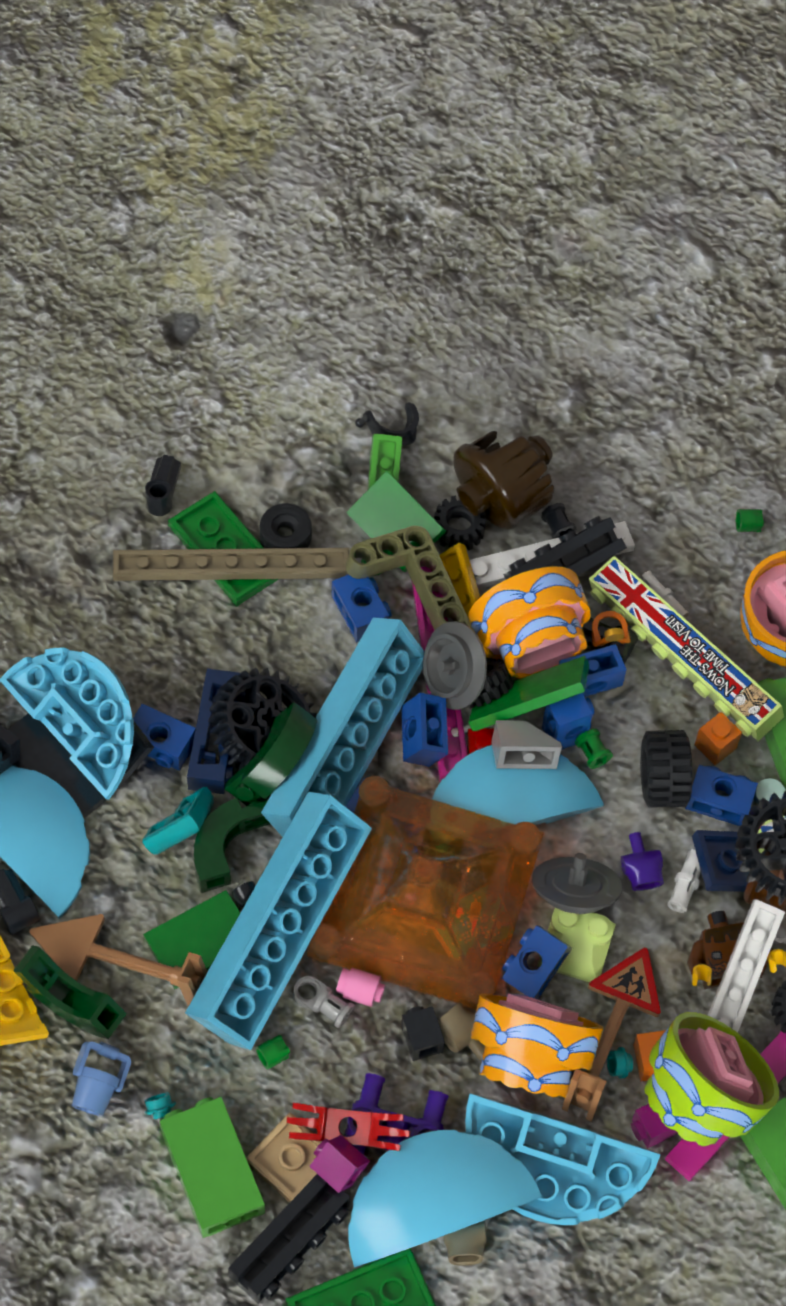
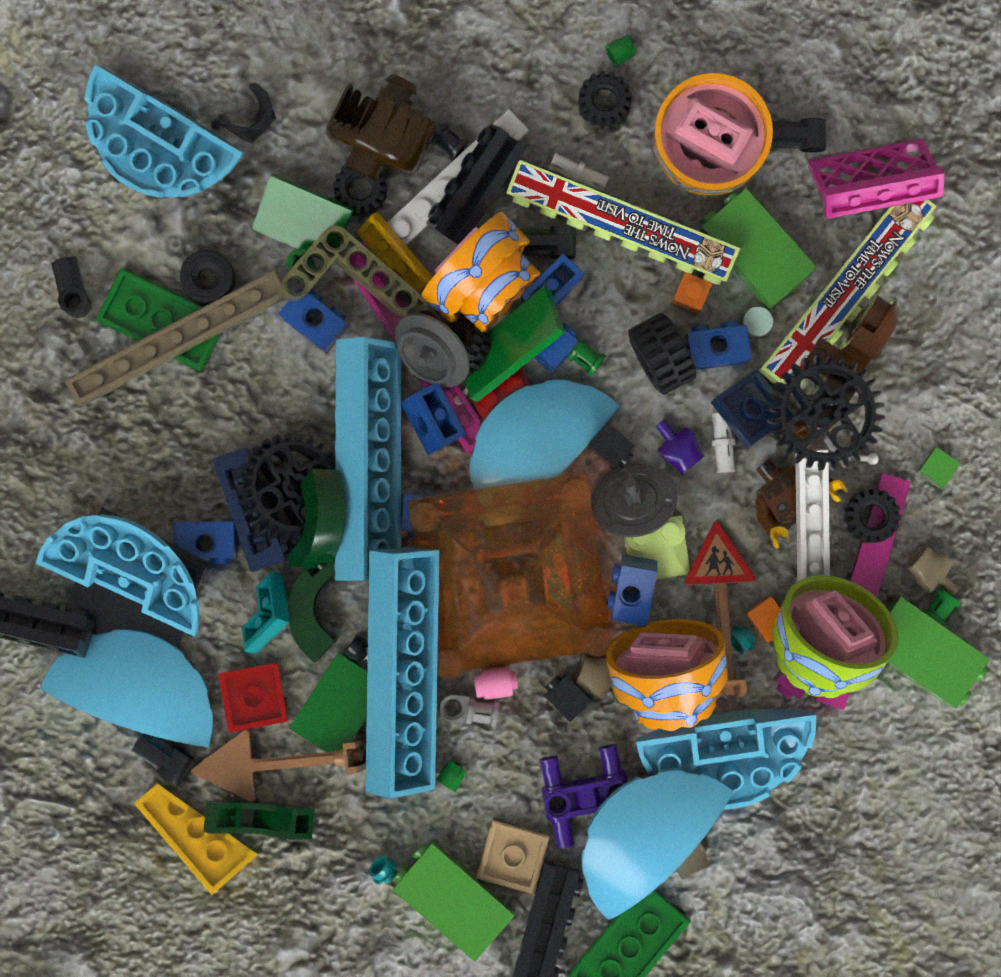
camera: 25 degrees left, 25 degrees up
(95, 1086) = (321, 881): medium blue piece -> none
(125, 891) = (252, 697): none -> red plate
(296, 407) = (151, 142): none -> medium azure brick
(329, 1126) = (533, 825): red piece -> none
(338, 1163) = (557, 853): magenta brick -> none
(384, 457) = (260, 159): bright green plate -> none
(524, 746) = (529, 398): light grey slope -> none
(578, 831) = (611, 446): none -> black brick
(613, 634) = (543, 254): orange piece -> none
(720, 538) = (604, 82): none -> black tyre

